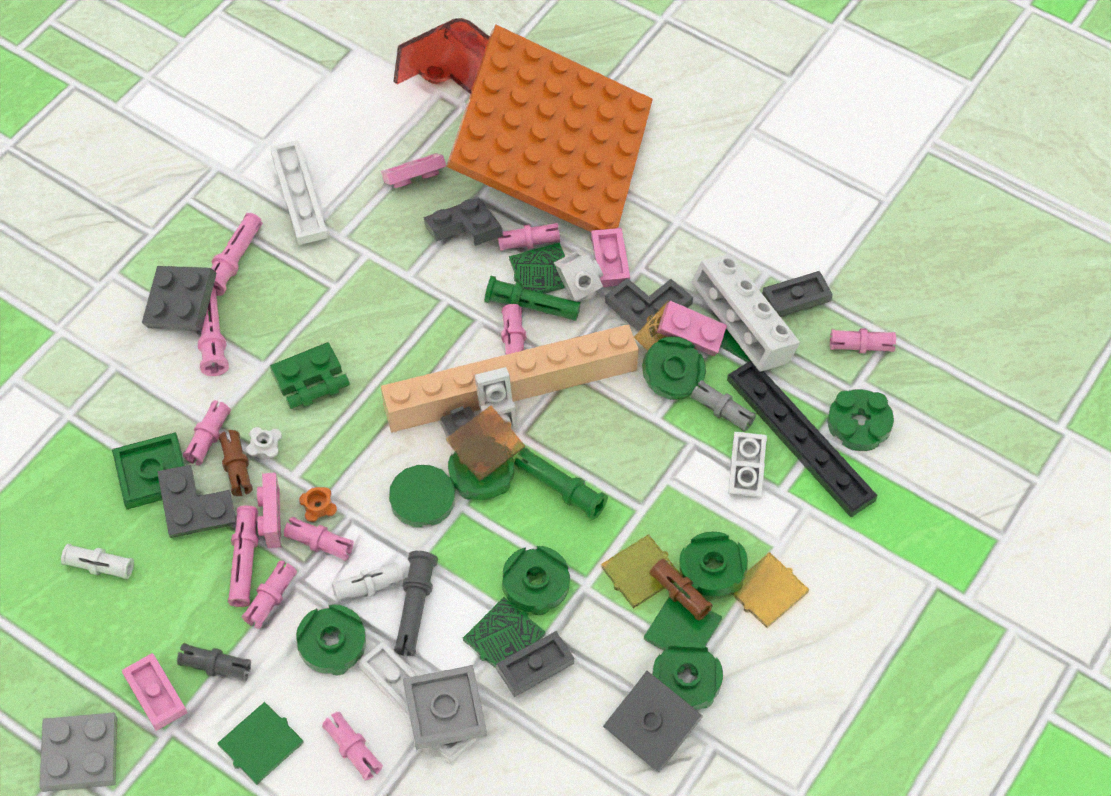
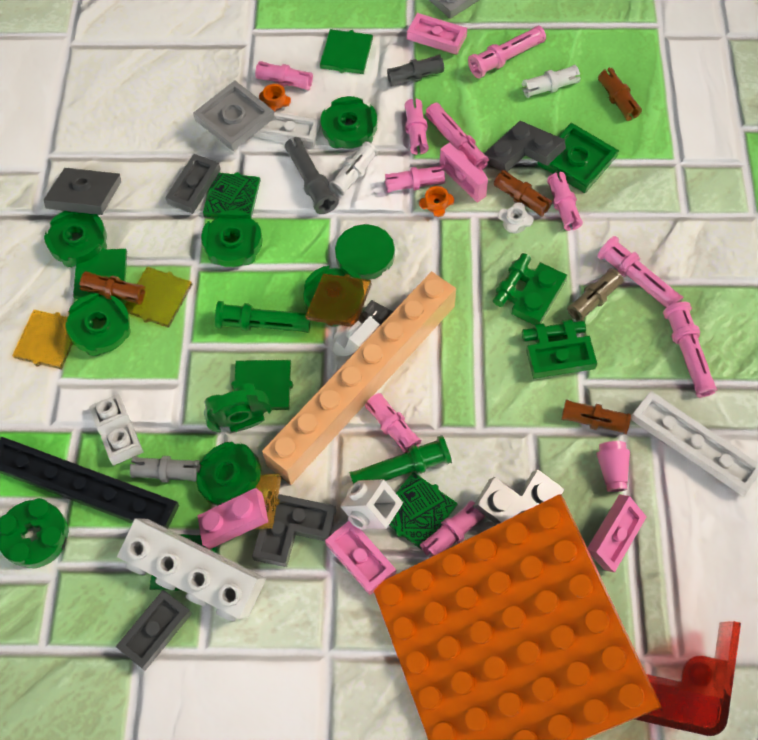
camera: 150 degrees right, 5 degrees up
(49, 506) = (619, 94): none -> dark orange pin
(119, 623) = (497, 55): none -> bright pink pin
(179, 298) = (688, 277): dark grey plate -> none
(263, 336) = (595, 294): none -> dark tan pin
(336, 305) = (559, 356): none -> green plate
(352, 251) = (576, 413): none -> dark orange pin
(370, 212) = (614, 465): none -> bright pink cone
(382, 713) = (274, 97): none -> orange plate
(597, 433) = (268, 376): none -> green piece
(636, 399) = (237, 409): none -> green plate
(862, 340) = (64, 619): bright pink pin -> none

